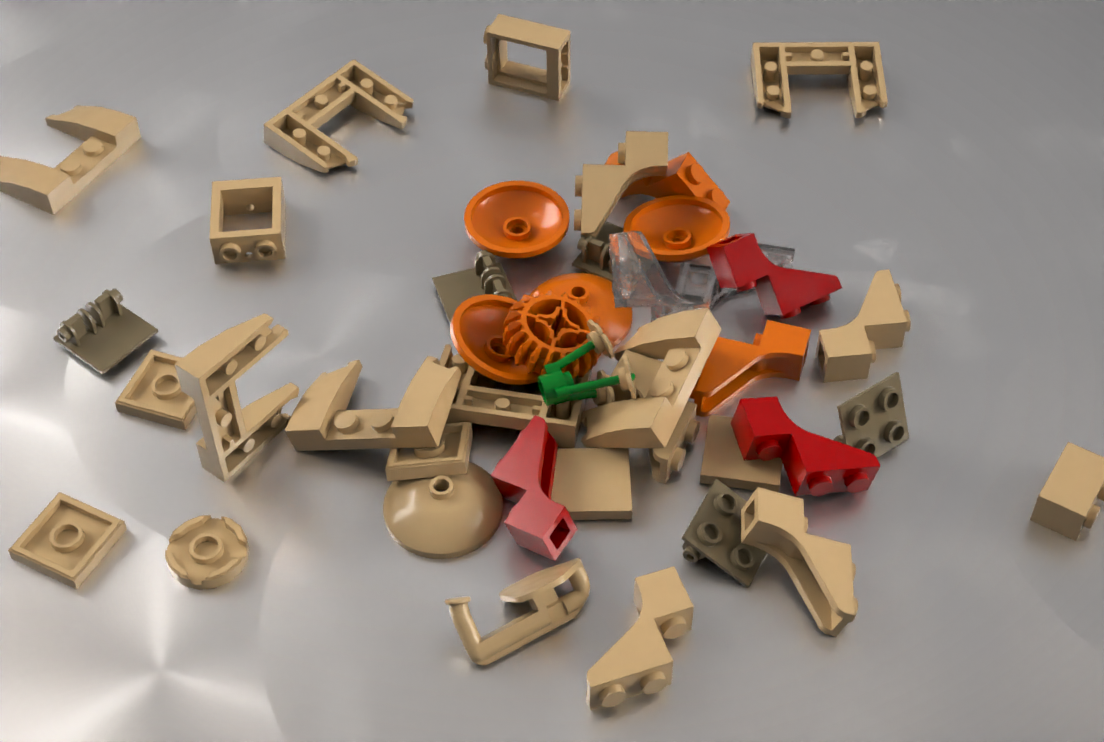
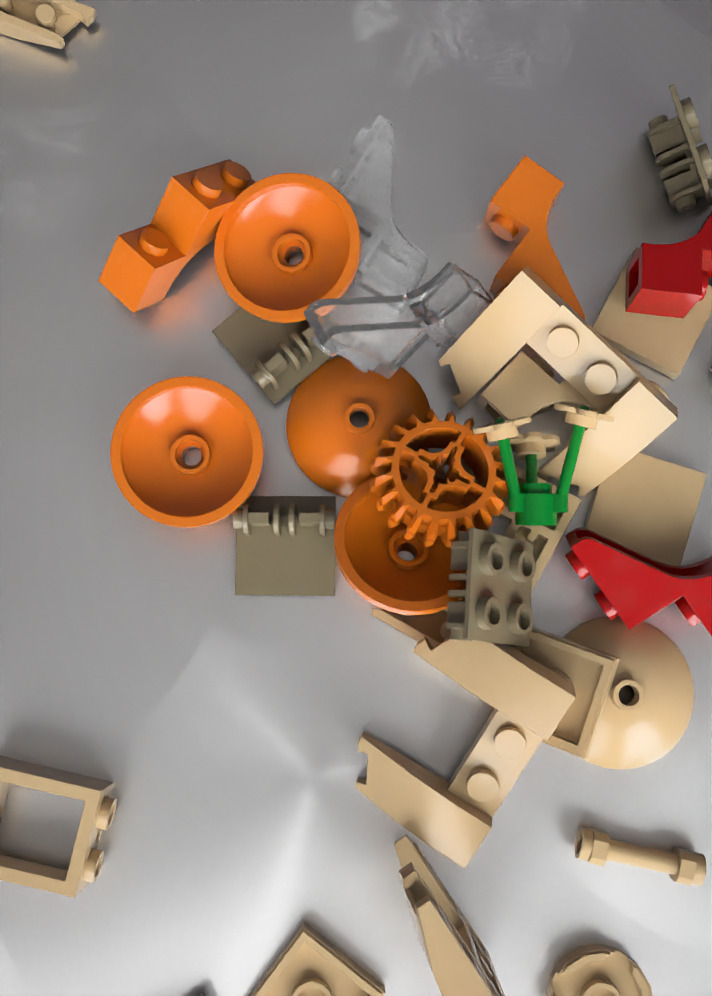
camera: 70 degrees left, 35 degrees up
(323, 571) = (681, 864): none -> tan bar
(487, 374) = (496, 589): none -> dark tan hinge
(603, 185) = (193, 314): tan arch -> none
(781, 290) = (429, 163): red arch -> none
(881, 324) = (511, 69): tan arch -> none

